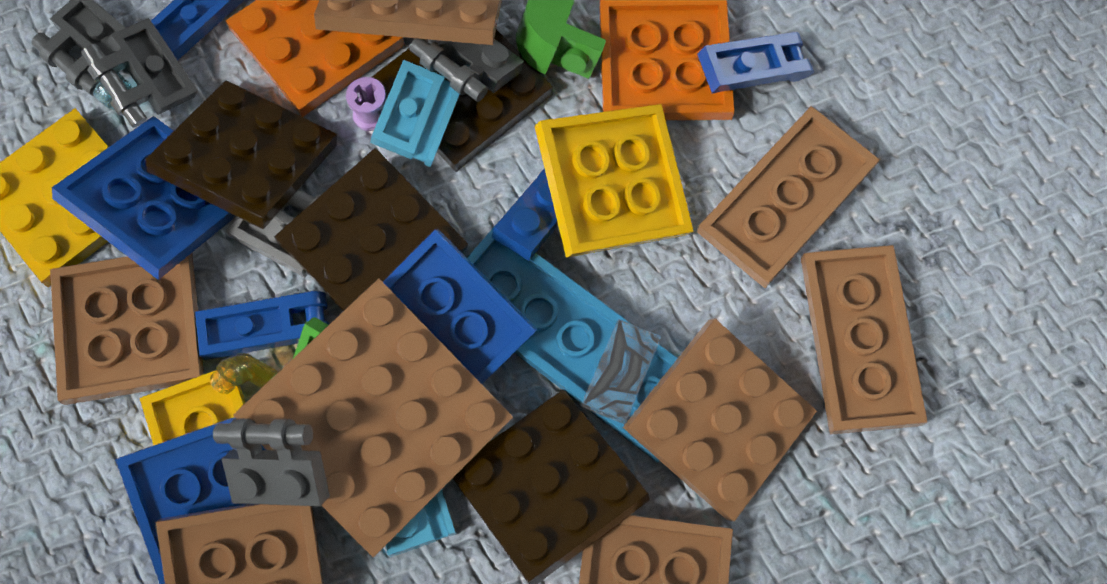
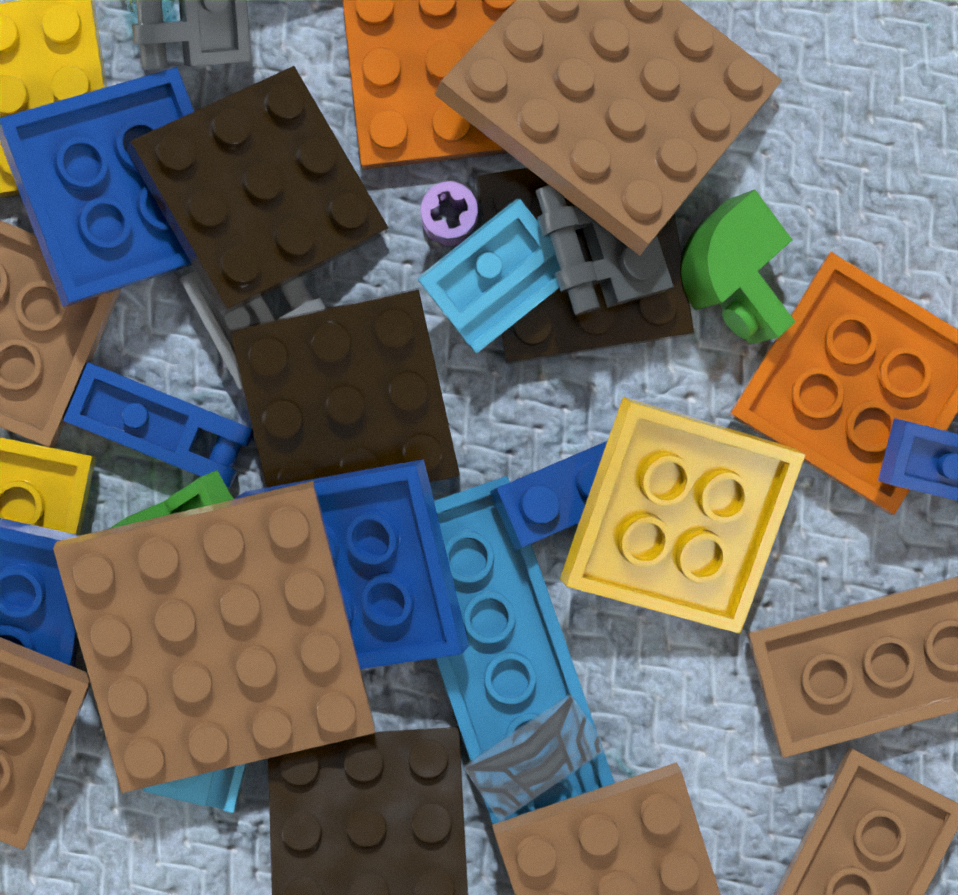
camera: 35 degrees right, 15 degrees up
(239, 370) = (97, 473): clear yellow arm -> none
(275, 475) = (65, 632): dark grey plate -> none

